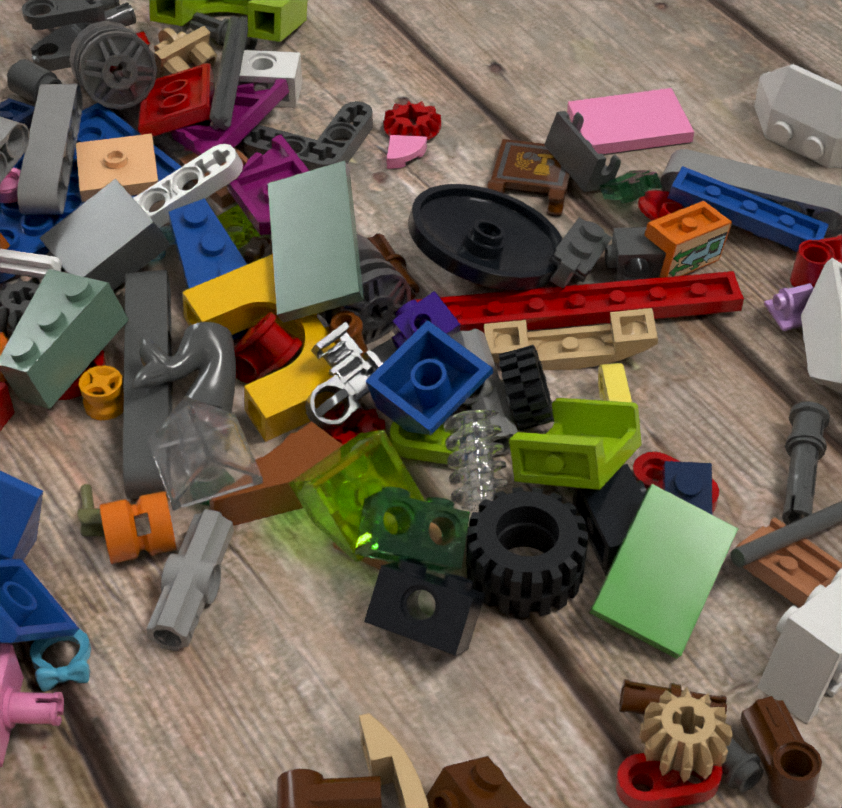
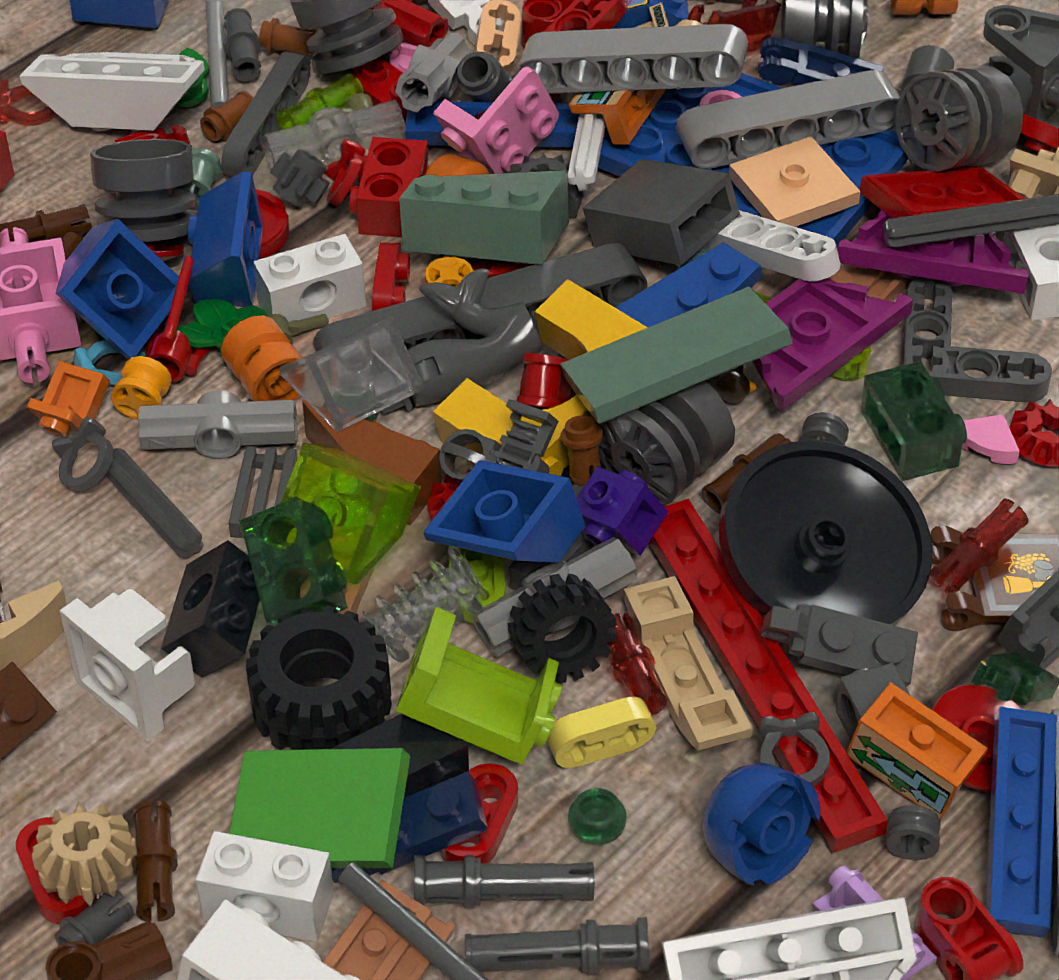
camera: 75 degrees right, 0 degrees up
(55, 468) = (311, 280): none -> white brick
(66, 557) = (214, 321): none -> green plate
(79, 430) = (390, 271): none -> red plate
(82, 597) = (172, 346): none -> red plant
(105, 688) = (69, 398): none -> orange bracket
(117, 629) = (141, 384): none -> light orange wheel
(163, 674) = (67, 448): none -> dark grey piece
(258, 649) = (154, 505): none -> dark grey axle
(283, 559) = (267, 463): none -> dark grey tile
(374, 220) = (824, 425): none -> dark grey bush
(383, 174) = (913, 420): none -> clear green brick
(483, 679) = (114, 669): none -> white panel
(515, 169) = (979, 546): none -> clear red pin
(569, 368) = (634, 665): none -> clear red pin
(664, 309) = (807, 728): none -> dark grey piece
(687, 420) = (597, 816): none -> clear green plate
(722, 625) = (277, 880): none -> white brick
(723, 329) = (760, 822): none -> blue cylinder
(736, 498) = (475, 881): none -> dark grey pin
(742, 263) = (913, 832): none -> dark grey bush

